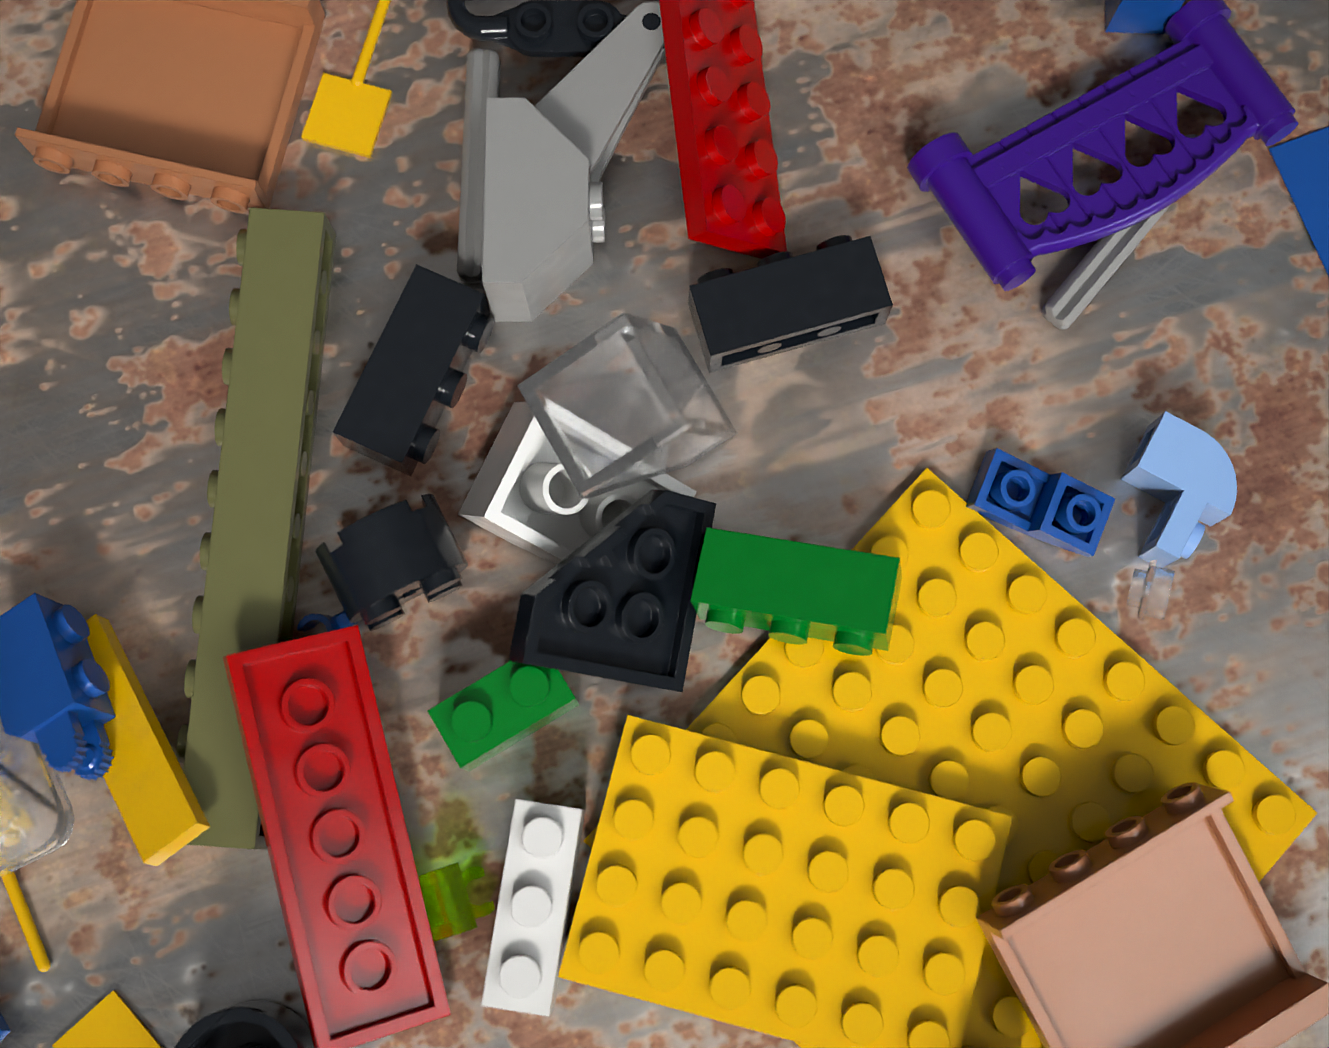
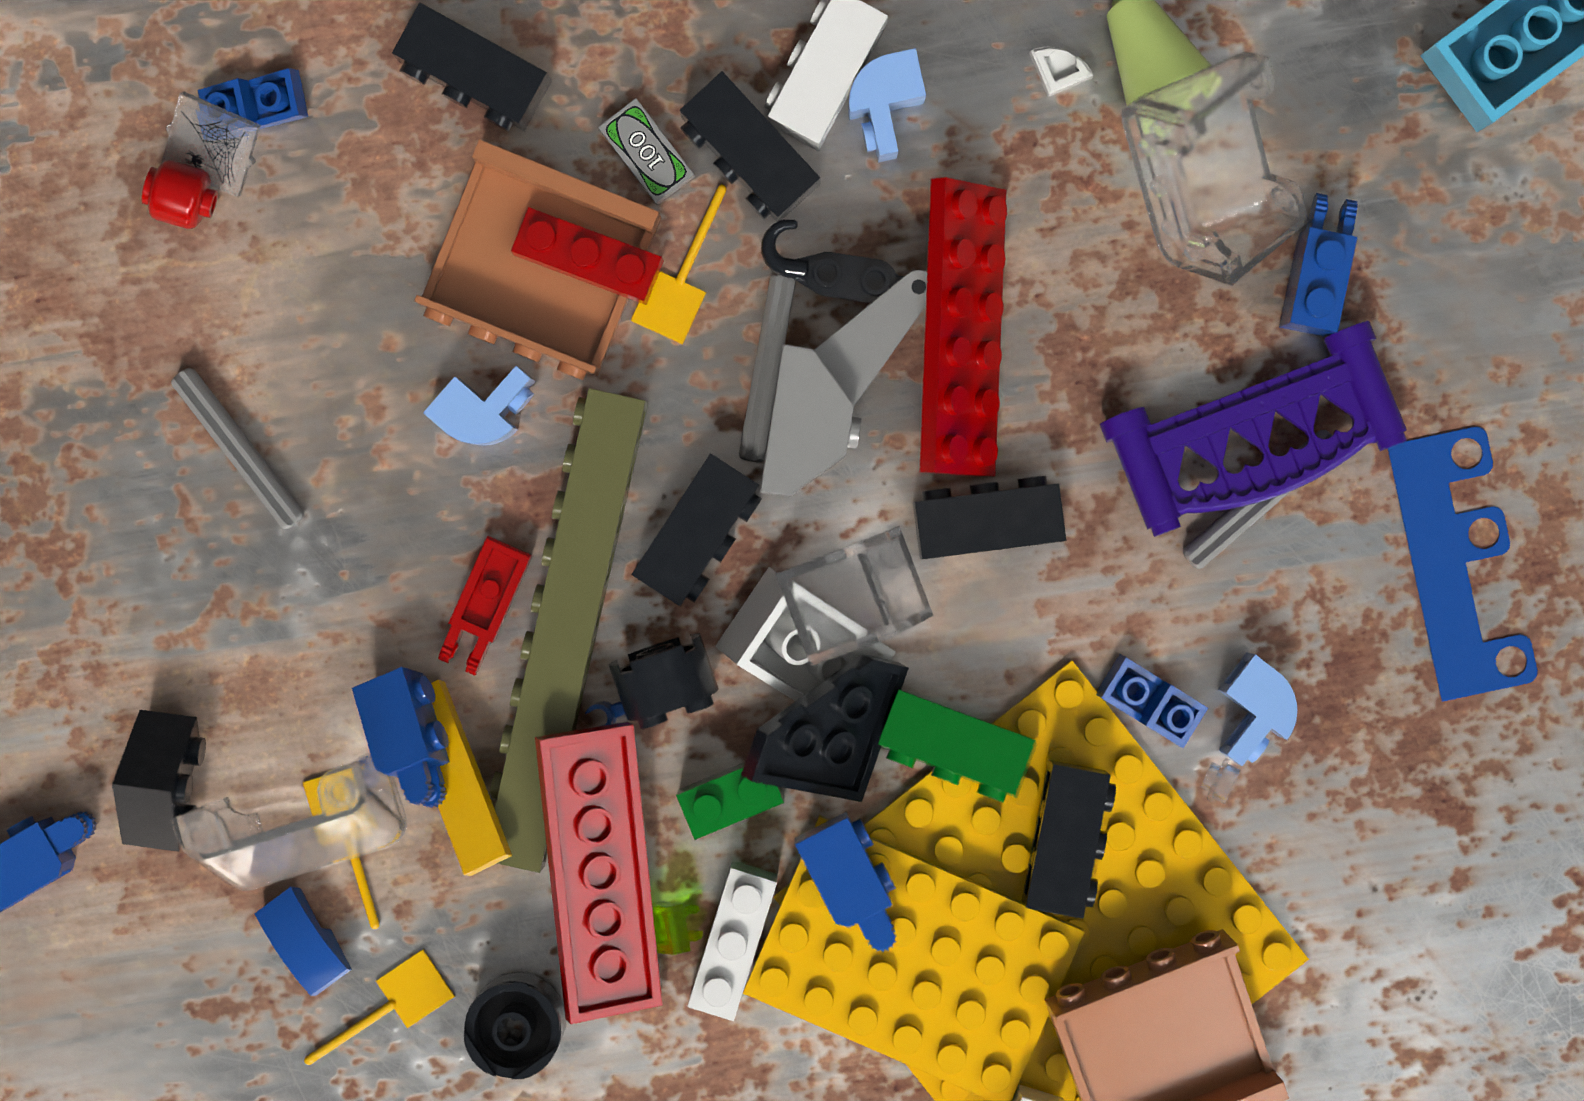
camera: 10 degrees right, 10 degrees up
(120, 276) = (480, 421): none -> light blue brick
(149, 506) = (486, 600): none -> red hinge
(234, 59) = (587, 255): none -> red plate
(678, 783) = (848, 879): none -> blue hinge
(967, 691) = (1068, 839): none -> black brick

